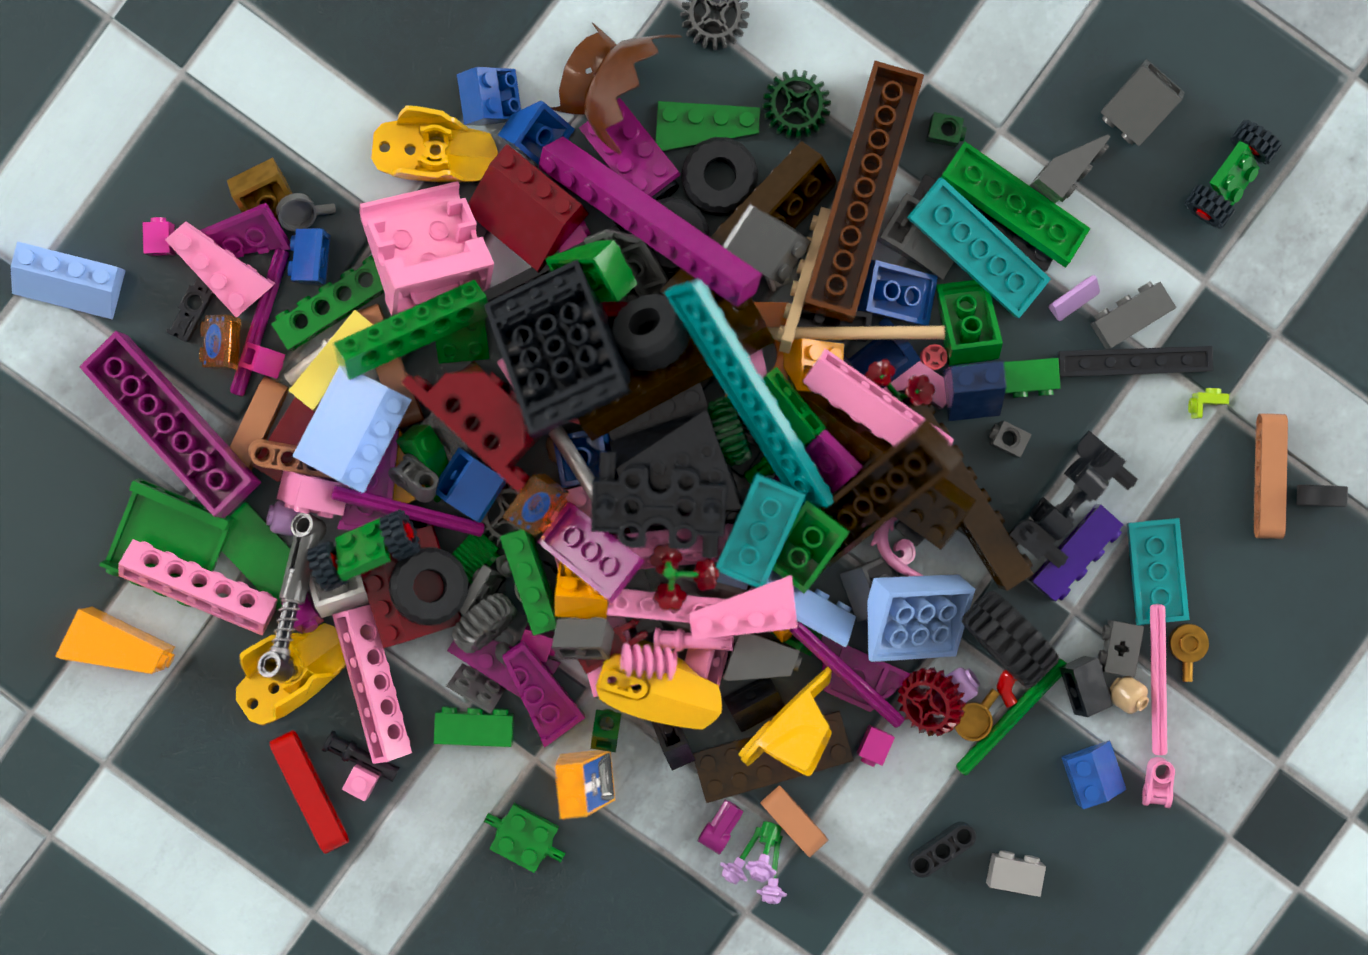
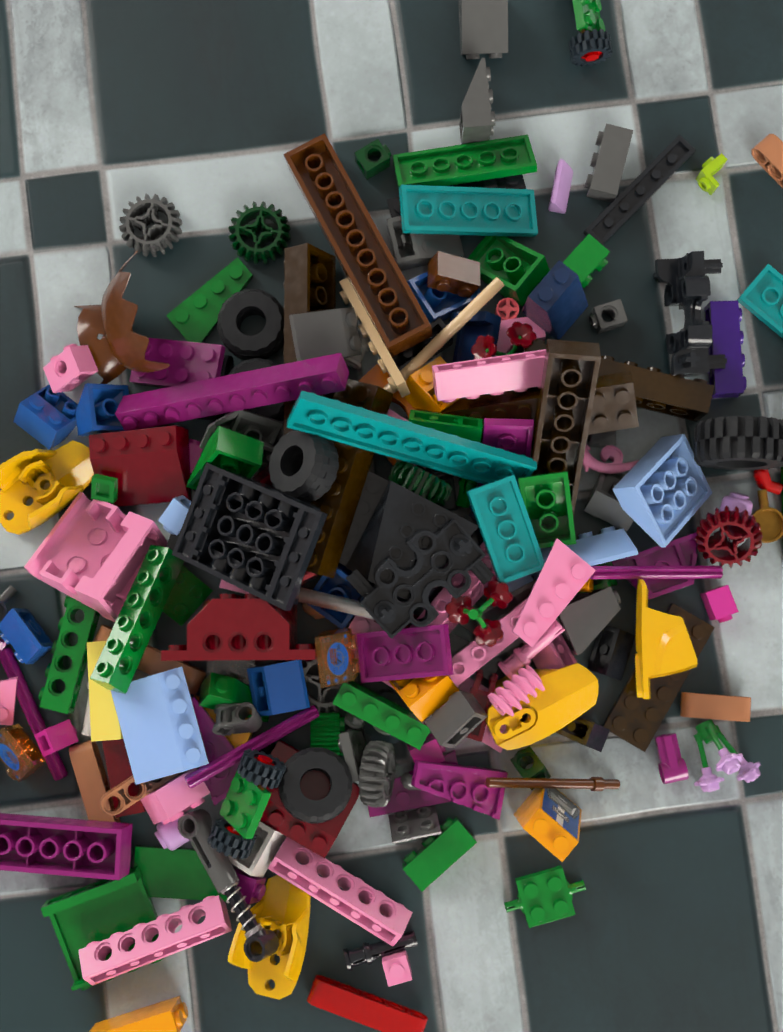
camera: 40 degrees left, 5 degrees down
(479, 198) = (104, 488): none -> green plate
(516, 275) = (175, 515): none -> light blue brick
(541, 74) = (70, 368): none -> bright pink brick
(643, 789) = (593, 783): none -> reddish brown bar
(917, 289) = (453, 274): none -> brick

